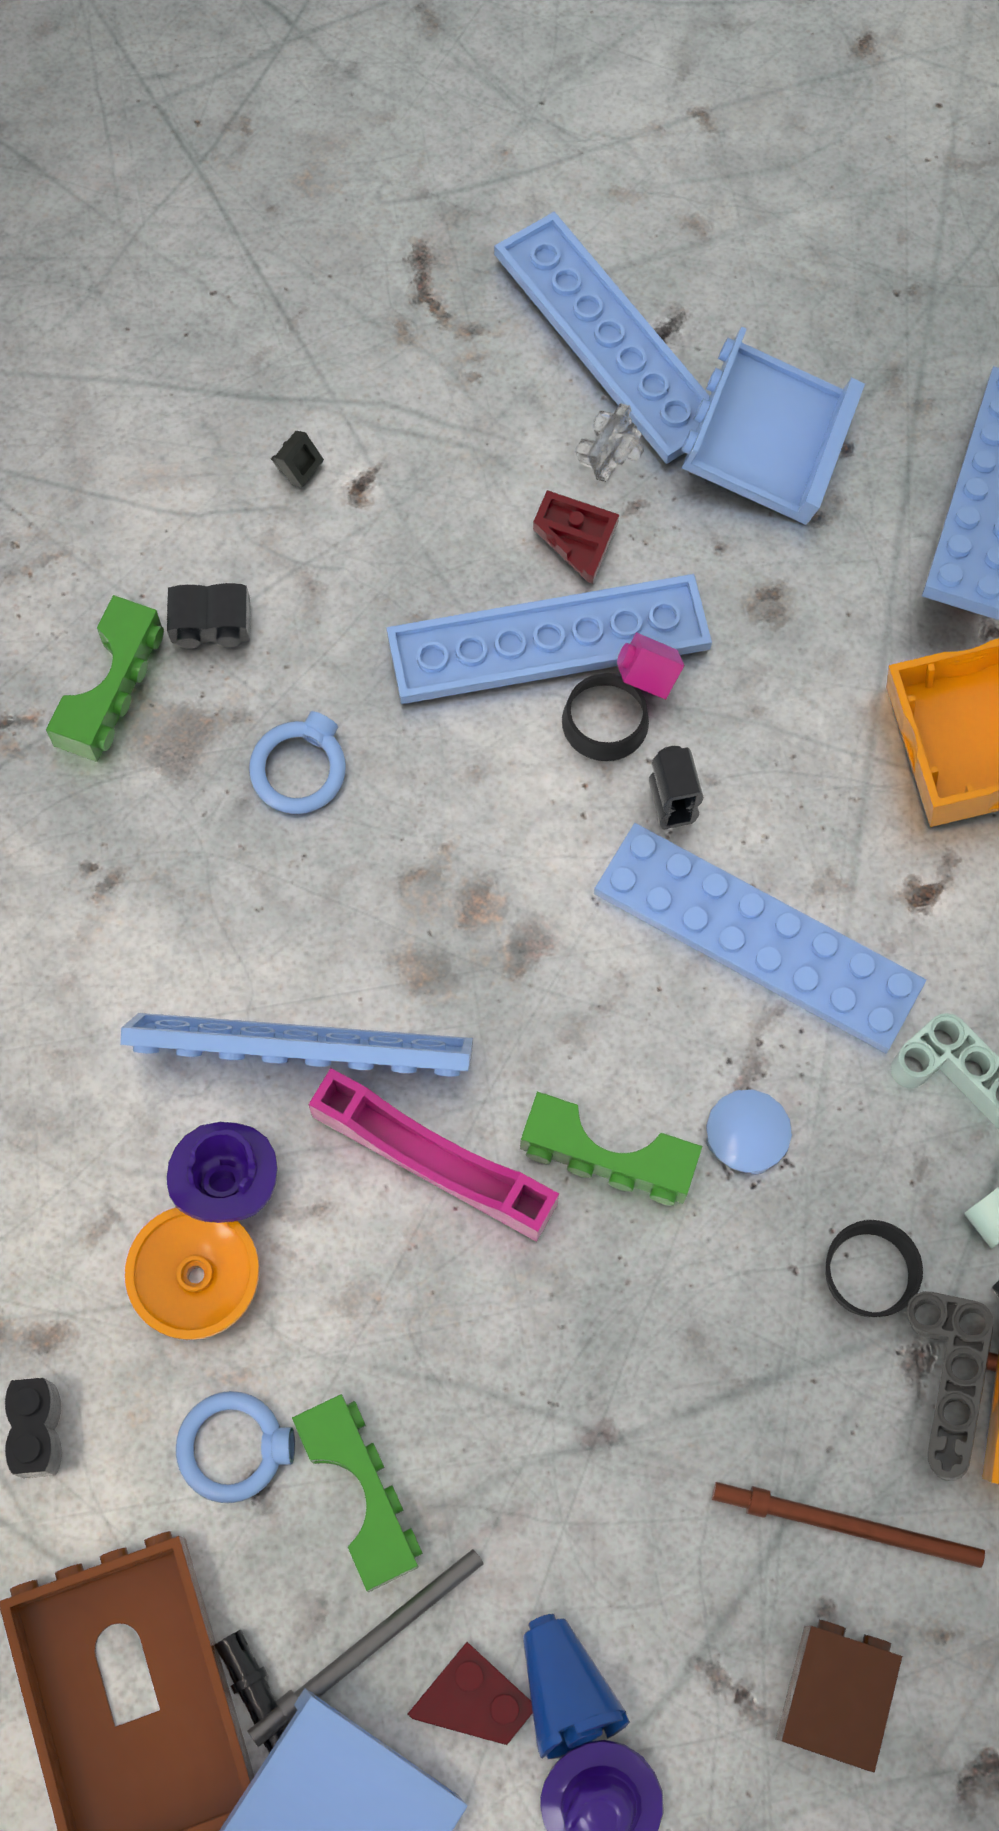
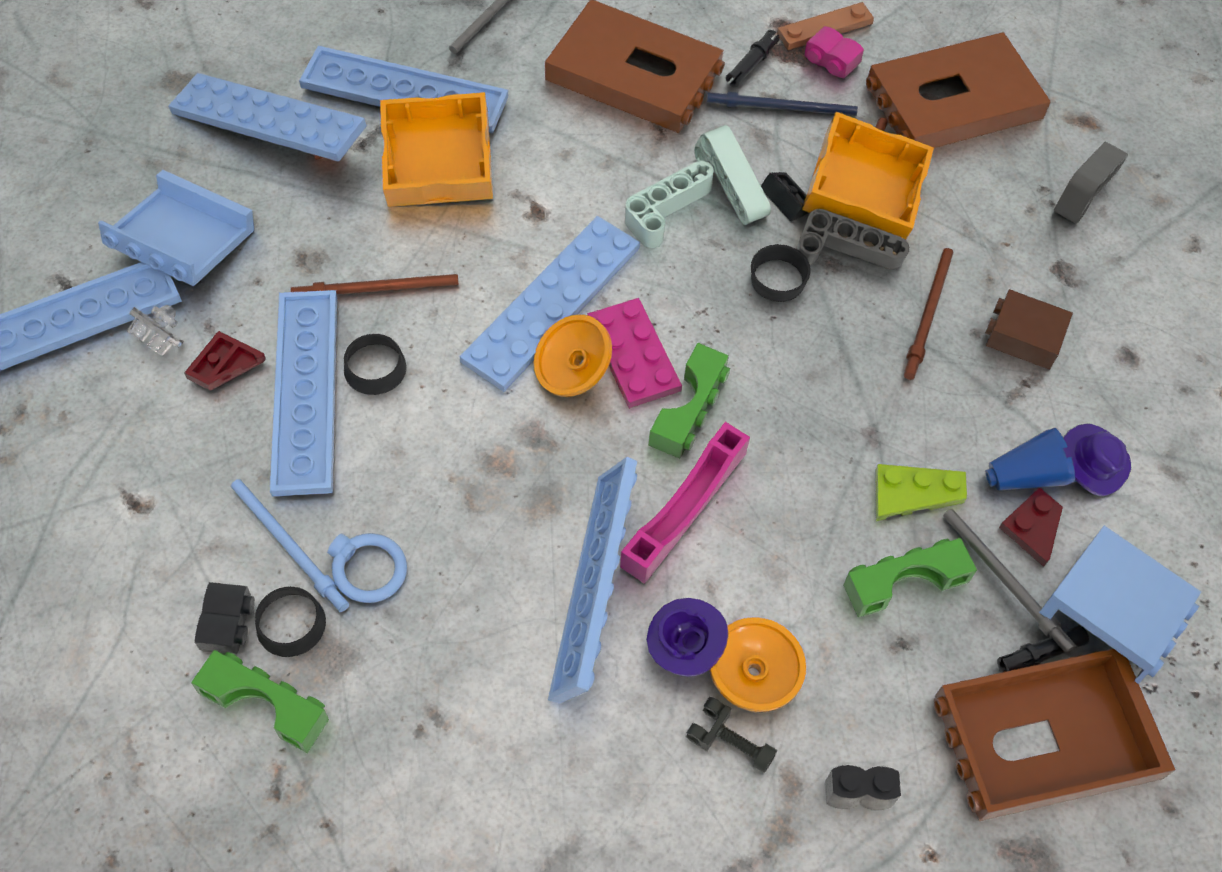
camera: 85 degrees left, 10 degrees down
(74, 1292) = (717, 710): none -> pearl dark grey bar
(224, 722) = (299, 646): none -> black tyre
(270, 717) = (323, 583): none -> light blue bar
(276, 1447) = (876, 625): light blue piece -> none
(298, 458) = (101, 540): pearl dark grey tile -> none
(511, 1505) = (915, 488): none -> lime wing
(650, 665) = (347, 324): dark pink brick -> none
(650, 970) = (564, 348): none -> light orange dish
(675, 787) = (442, 321): black brick -> none
(688, 1063) = (637, 354): none -> dark pink plate
(717, 628) = (382, 285): none -> copper bar
(748, 1131) = (683, 325): light blue dish -> none

